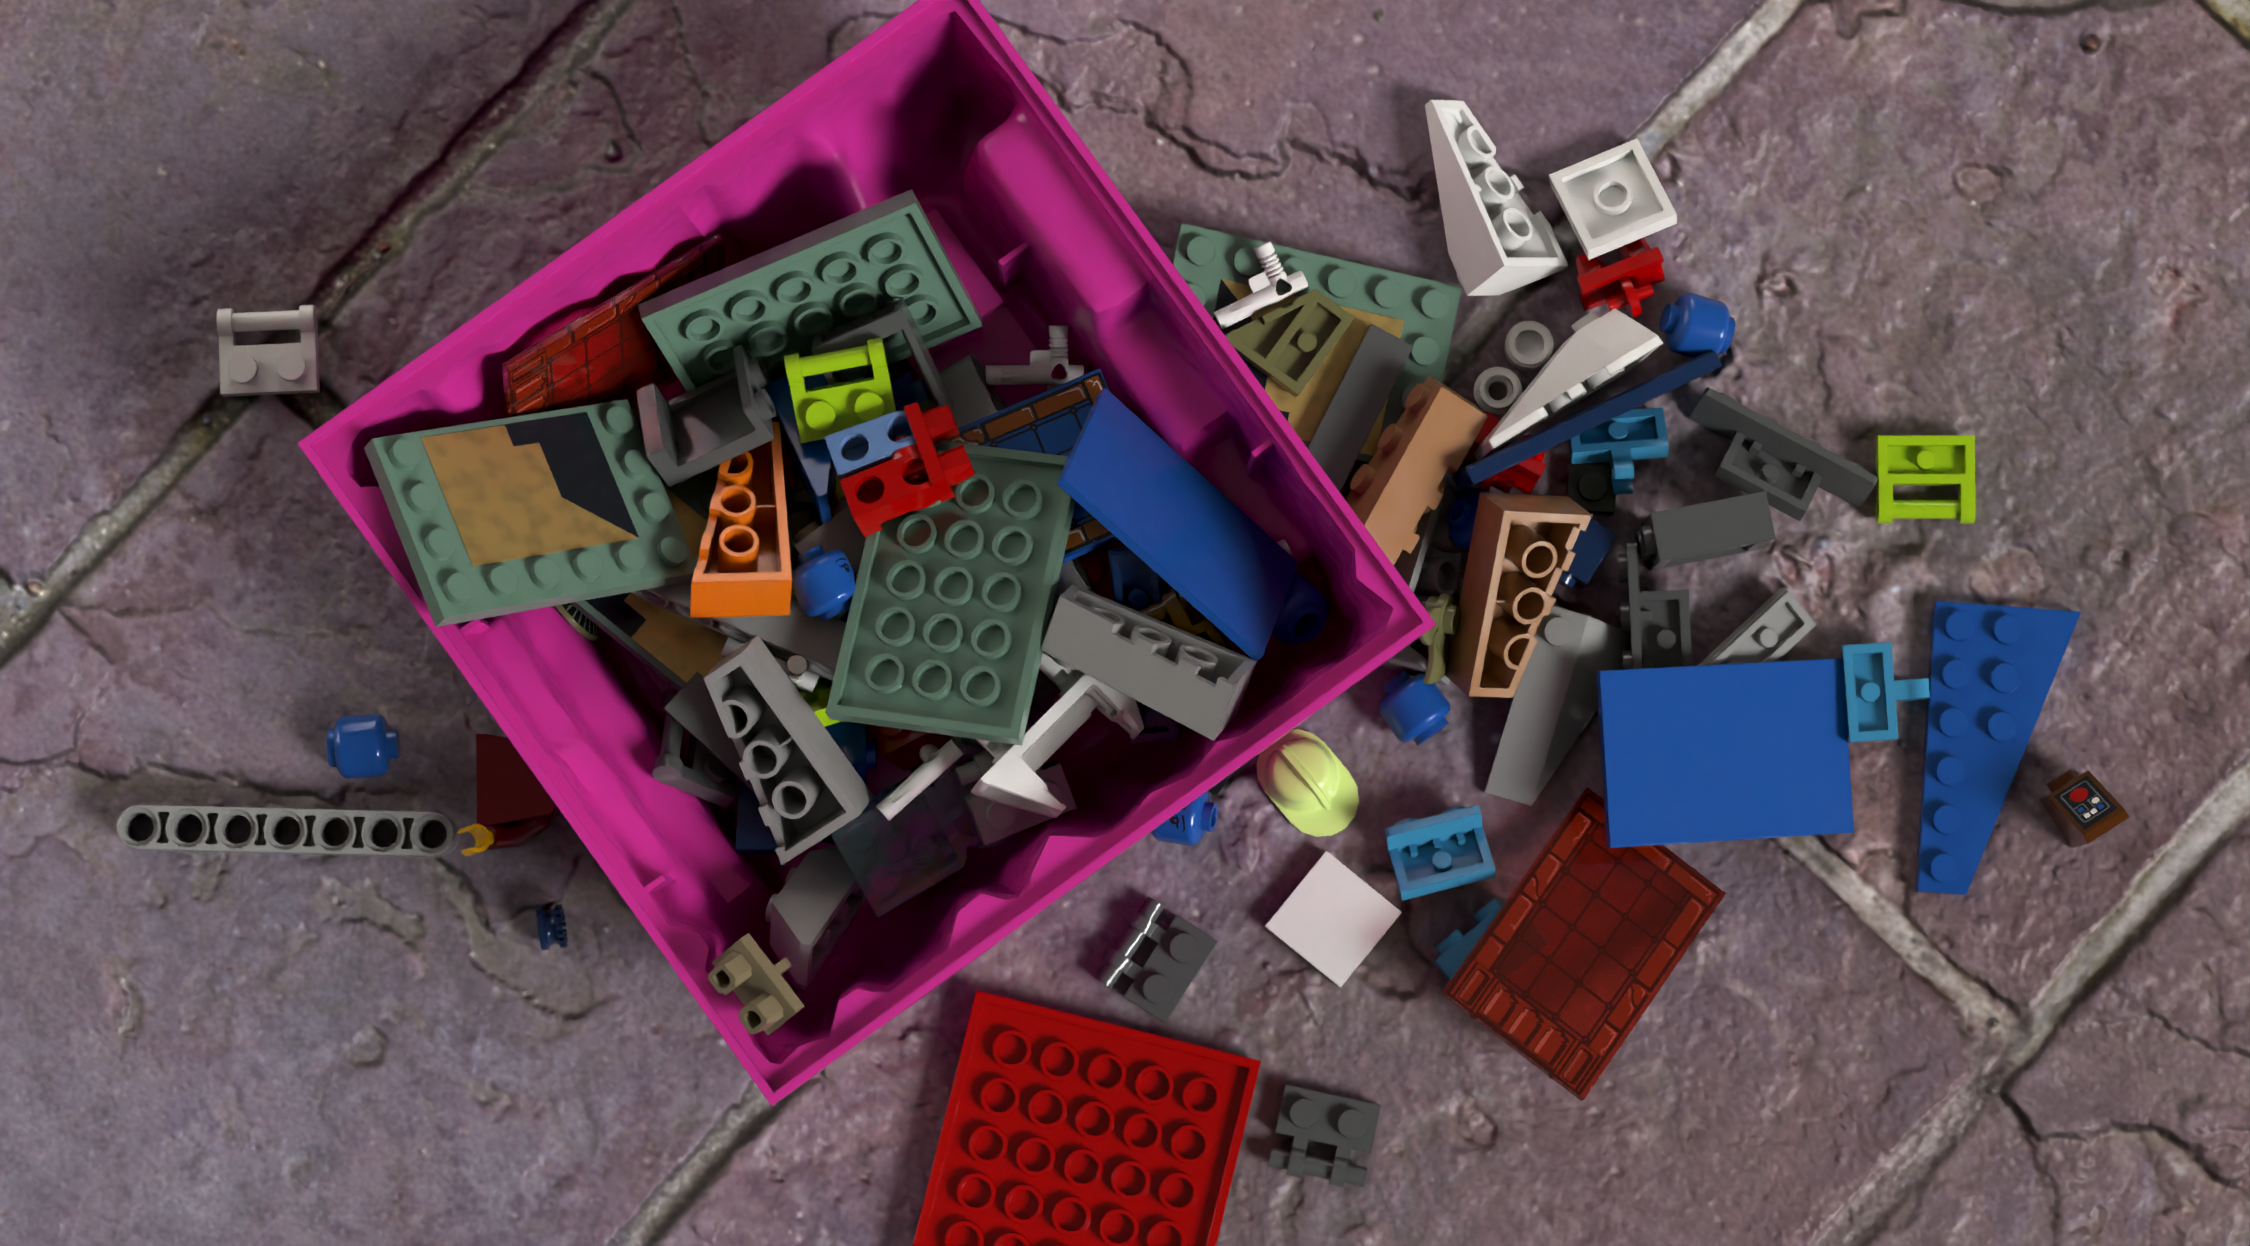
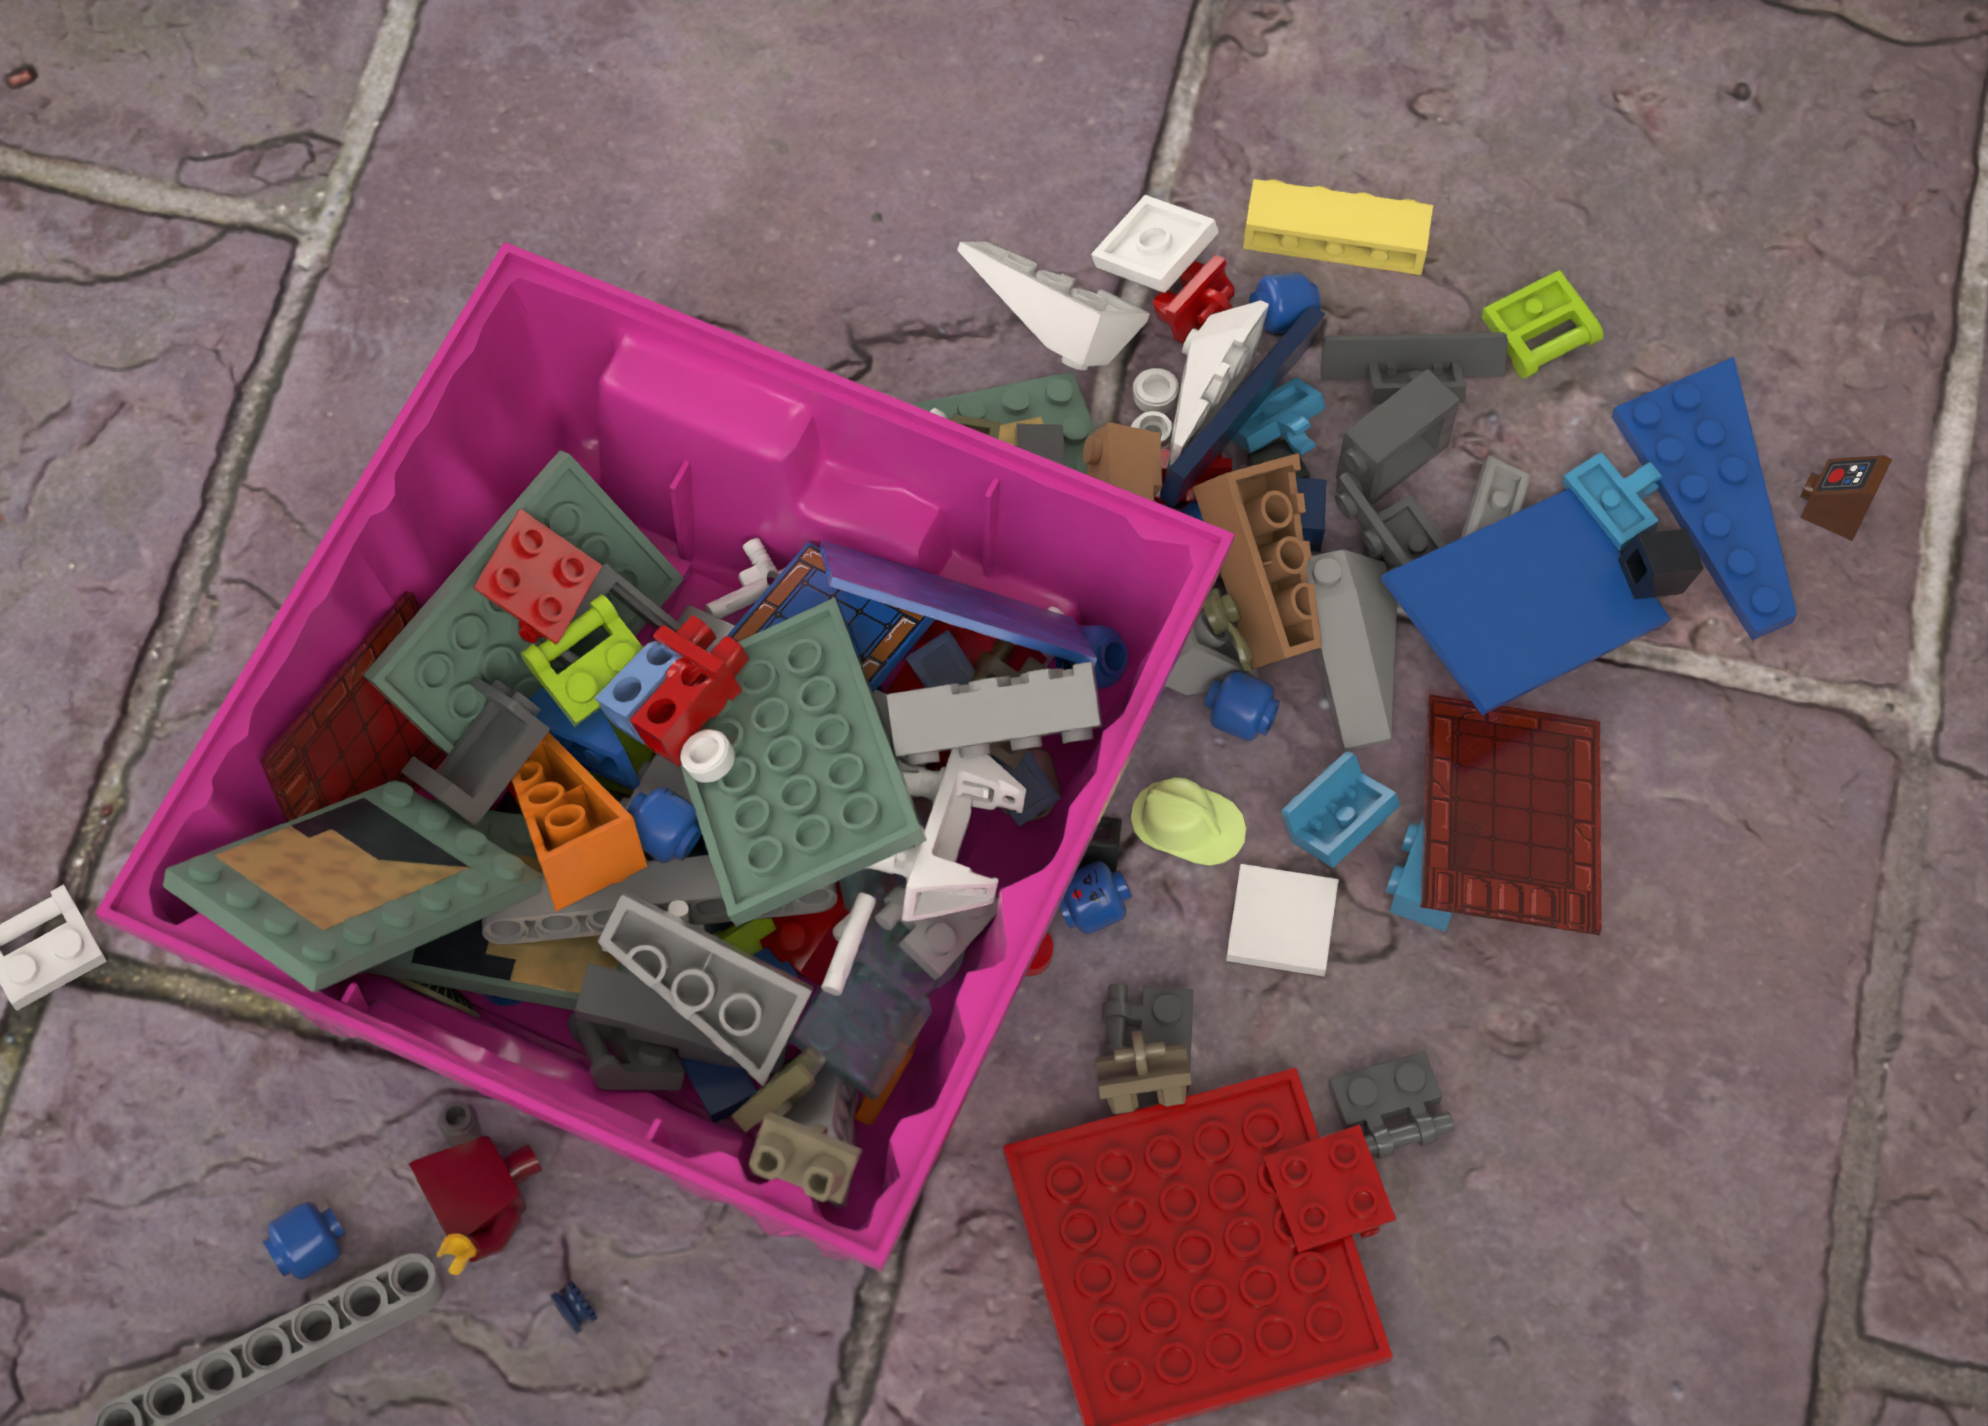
camera: 30 degrees left, 20 degrees down
(795, 882) = (788, 1083): none -> olive wing
(830, 300) = (537, 578): none -> red hinge
(891, 546) = (707, 755): none -> white tile
(1126, 998) = (1142, 1070): none -> dark tan hips
(1223, 1181) = (1329, 1189): none -> red hinge
(1796, 272) = (1338, 226): none -> light yellow brick
(1872, 781) = (1660, 563): none -> black brick

